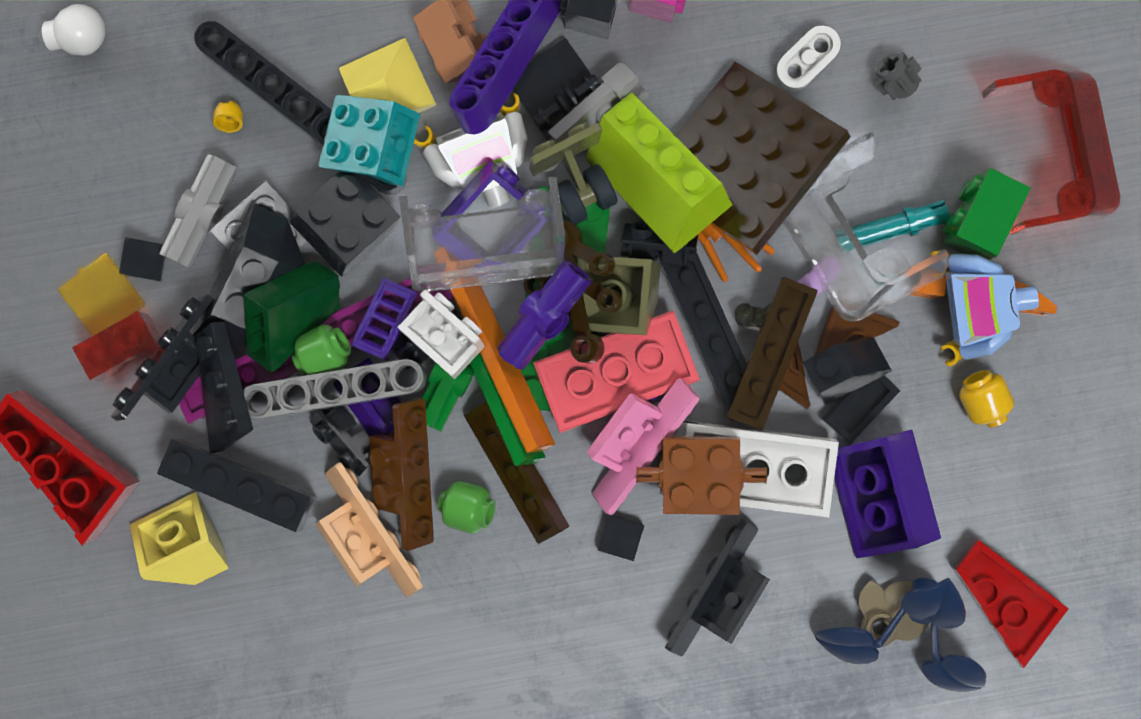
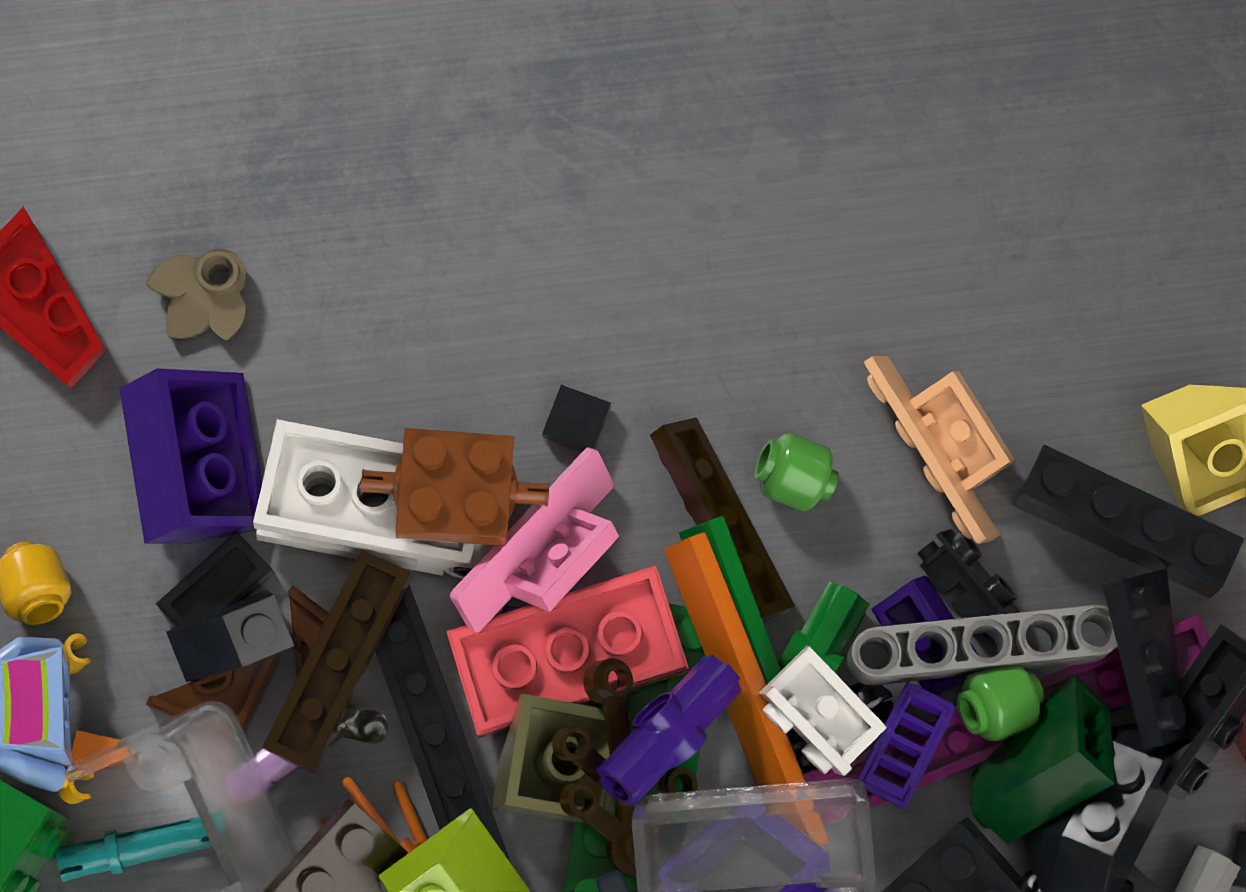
camera: 175 degrees left, 10 degrees down
(403, 473) = (886, 522): reddish brown bracket -> none
(641, 243) = (517, 834): black hinge -> none
(724, 596) = (434, 327): black bracket -> none
(924, 604) = (158, 290): dark blue plant -> none

